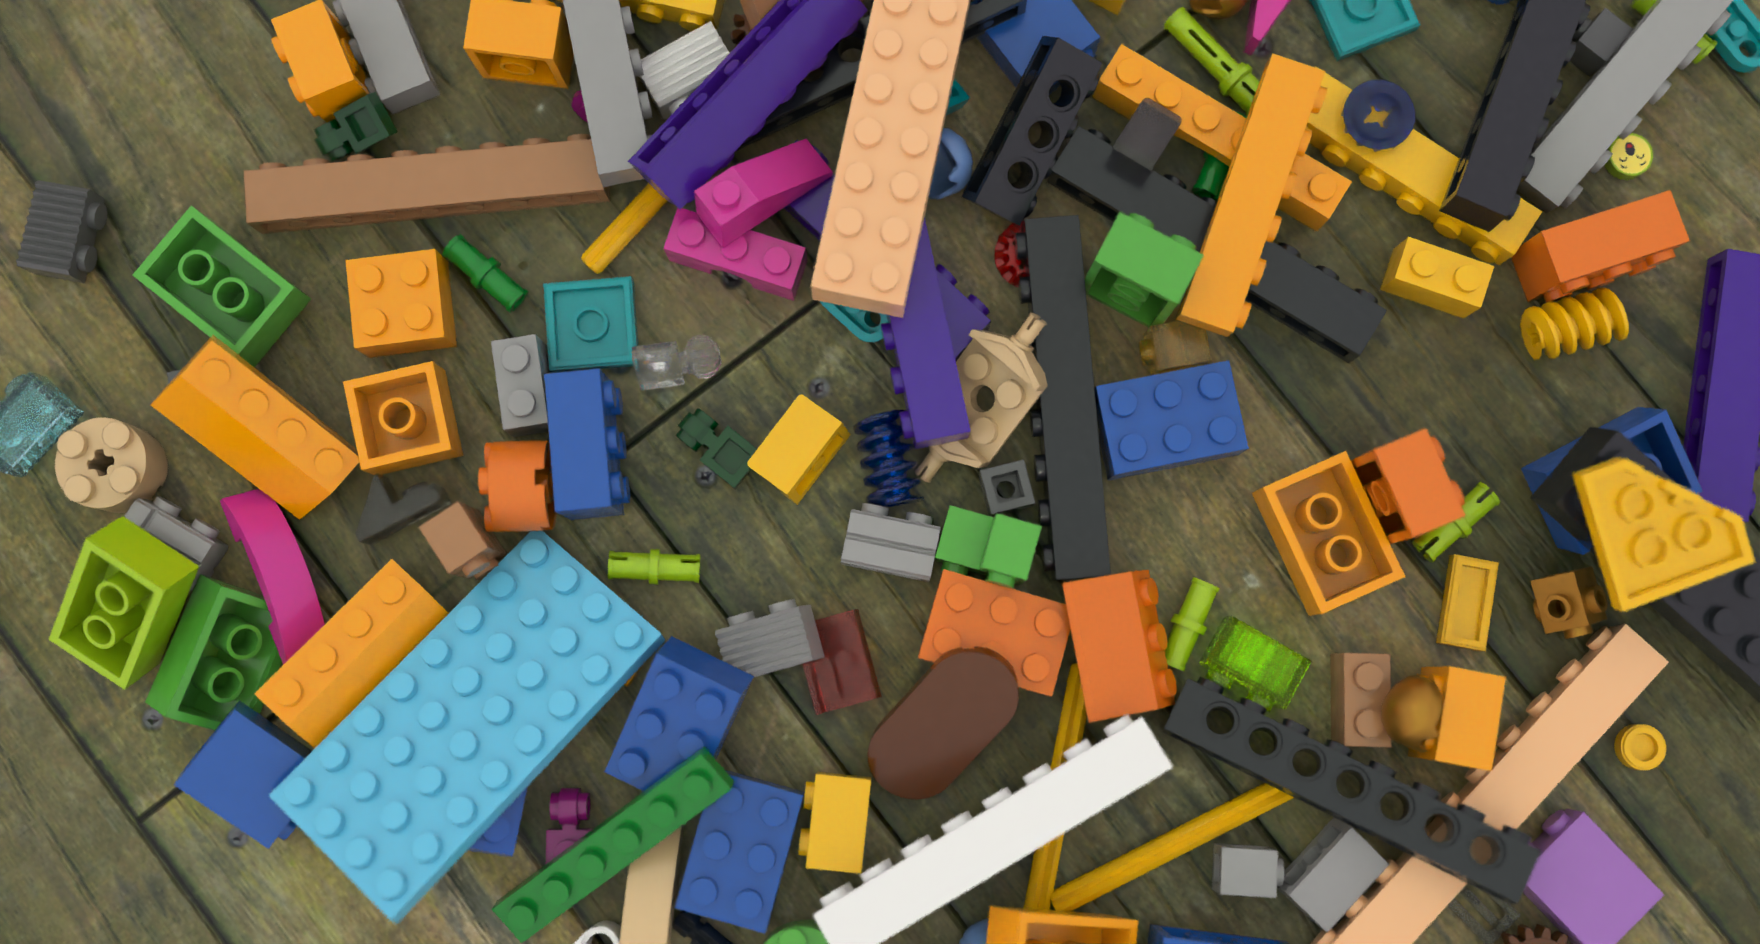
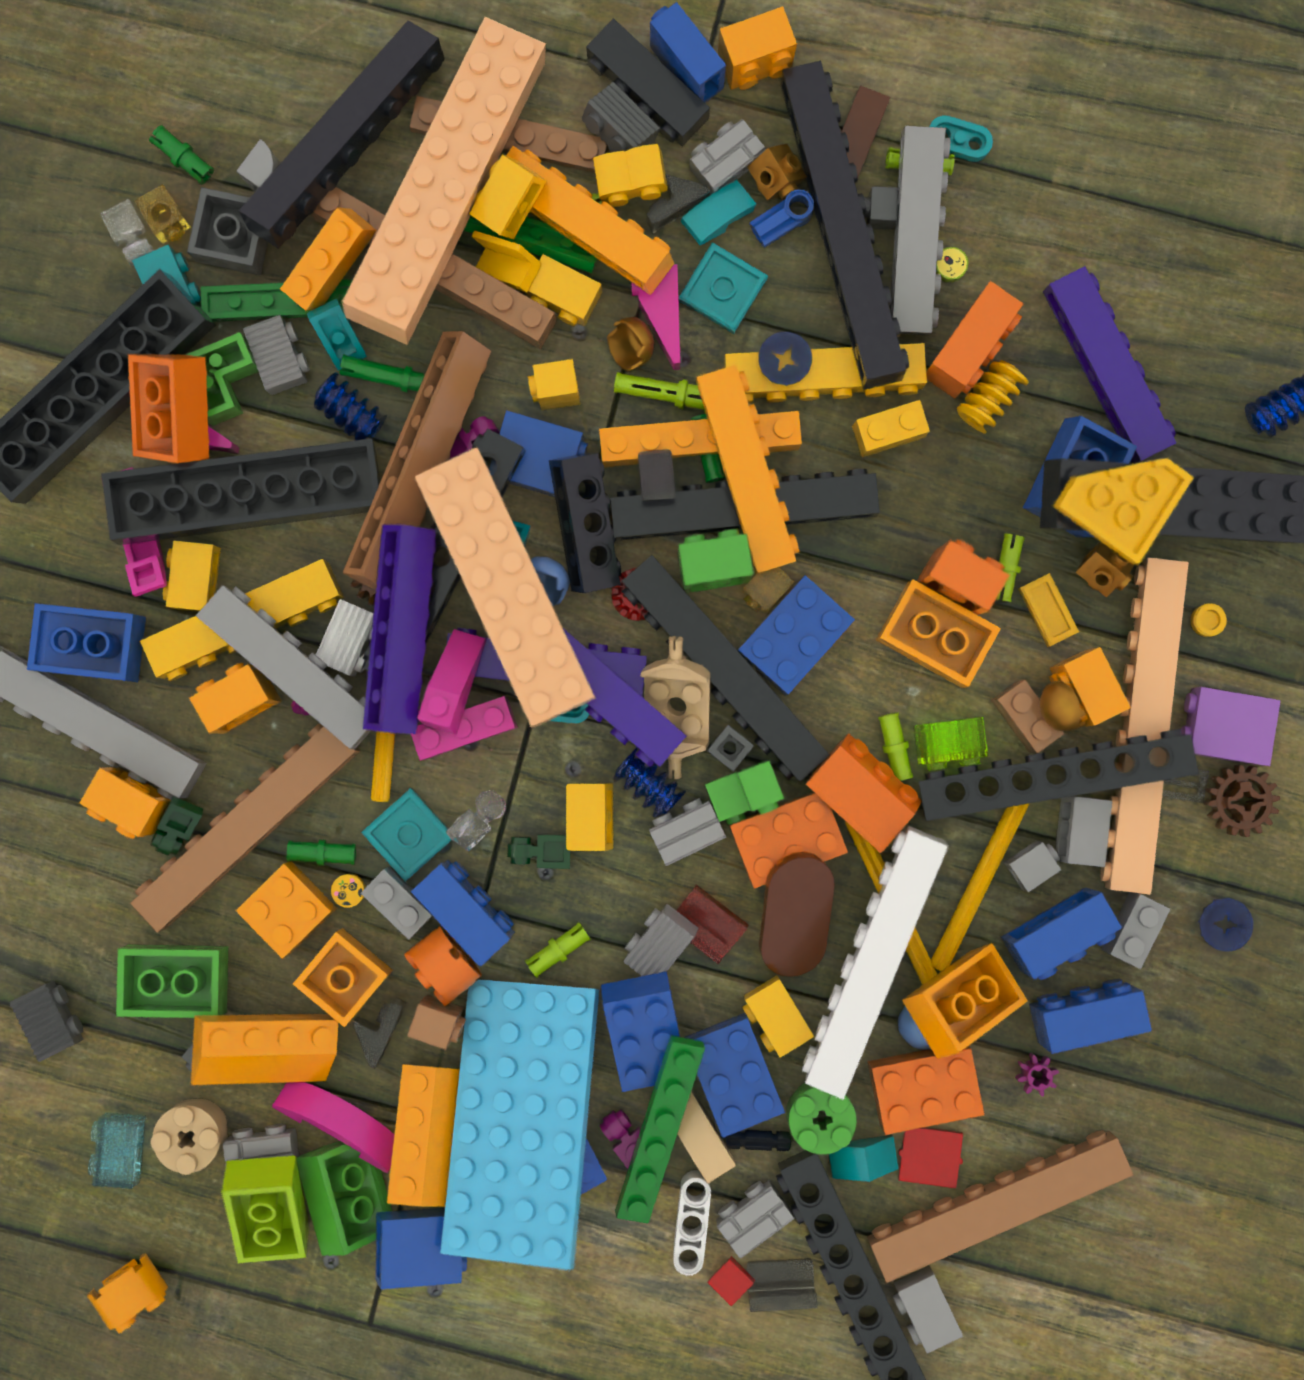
camera: 35 degrees left, 5 degrees up
(478, 332) = (347, 890): none -> yellow tile

